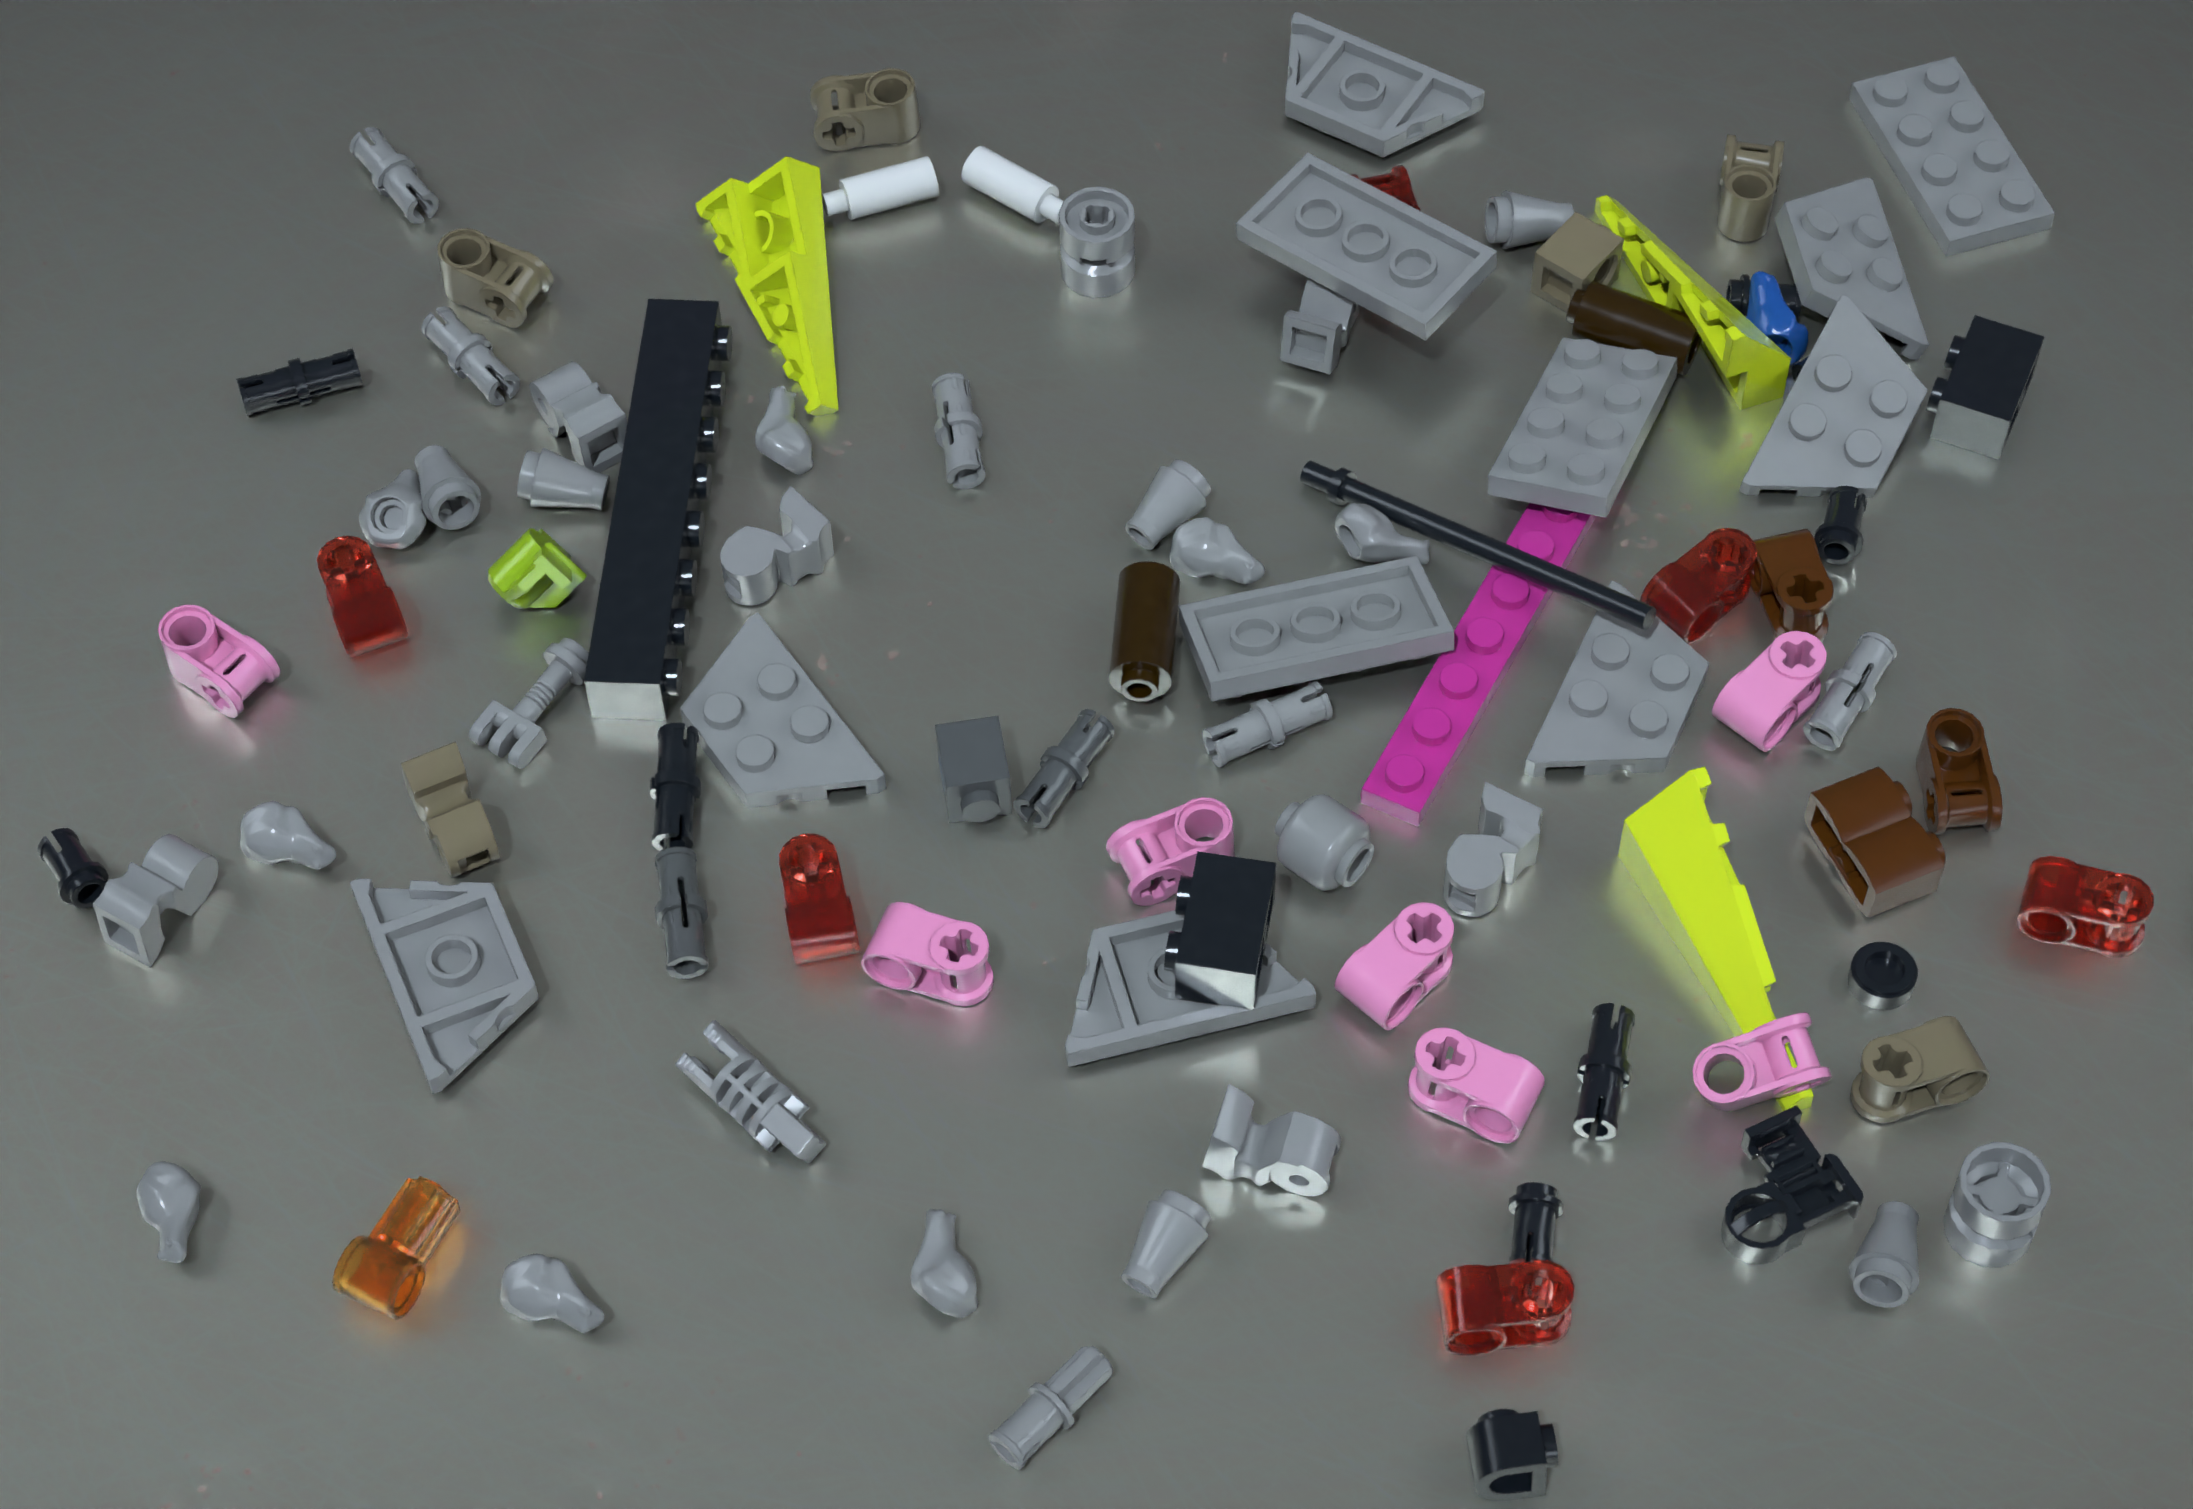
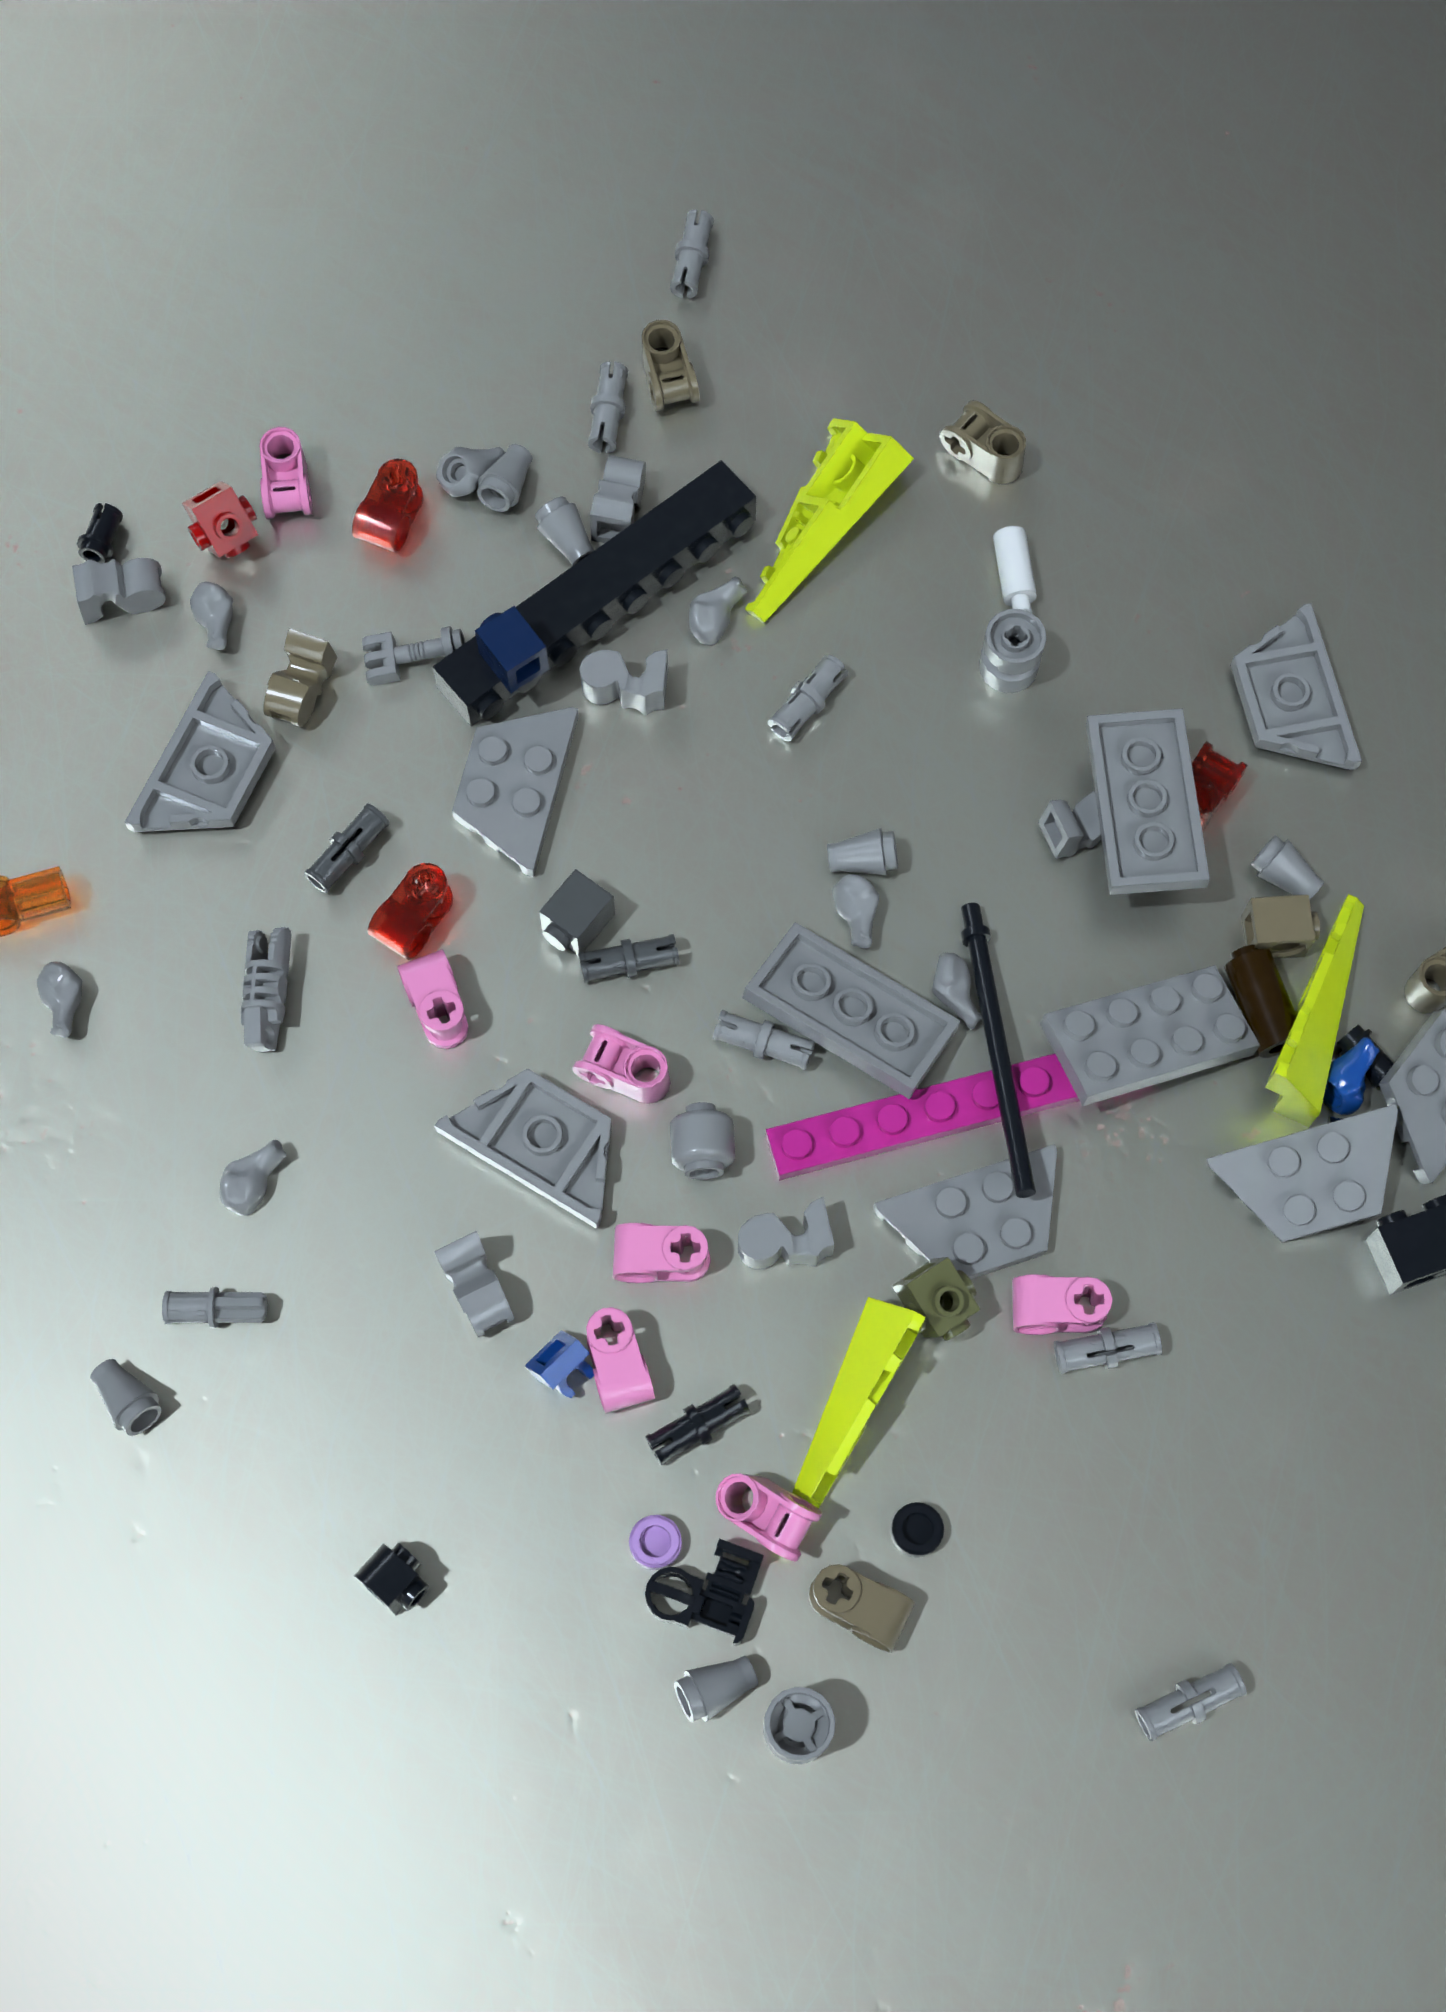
camera: 45 degrees right, 15 degrees up
(199, 743) = (208, 512): none -> brick
(299, 382) = (506, 342): black pin -> none
(535, 572) = (493, 573): lime piece -> none
(653, 591) = (511, 648): none -> dark blue brick
(675, 786) = (422, 772): black pin -> none
(883, 189) = (940, 504): white cylinder -> none
(1144, 631) = (759, 920): dark brown brick -> none
(1166, 1240) = (367, 1279): light grey cone -> none
(1223, 930) = (578, 1140): black brick -> none
(1425, 1135) = (558, 1360): none -> tile
(1498, 1306) = (478, 1492): clear red piece -> none
(1534, 1212) = (553, 1471): black pin -> none
(1667, 754) = (940, 1296): none -> olive brick
(1689, 1201) = (655, 1542): none -> lavender tile
(1703, 583) = (1092, 1199): clear red piece -> none
(1792, 583) = (1155, 1246): reddish brown piece -> none
(1840, 535) = (1232, 1243): black pin -> none
(1874, 841) = (1005, 1451): reddish brown brick -> none
(1960, 784) = (1093, 1469): reddish brown piece -> none
(2081, 907) = (1069, 1602): clear red piece -> none

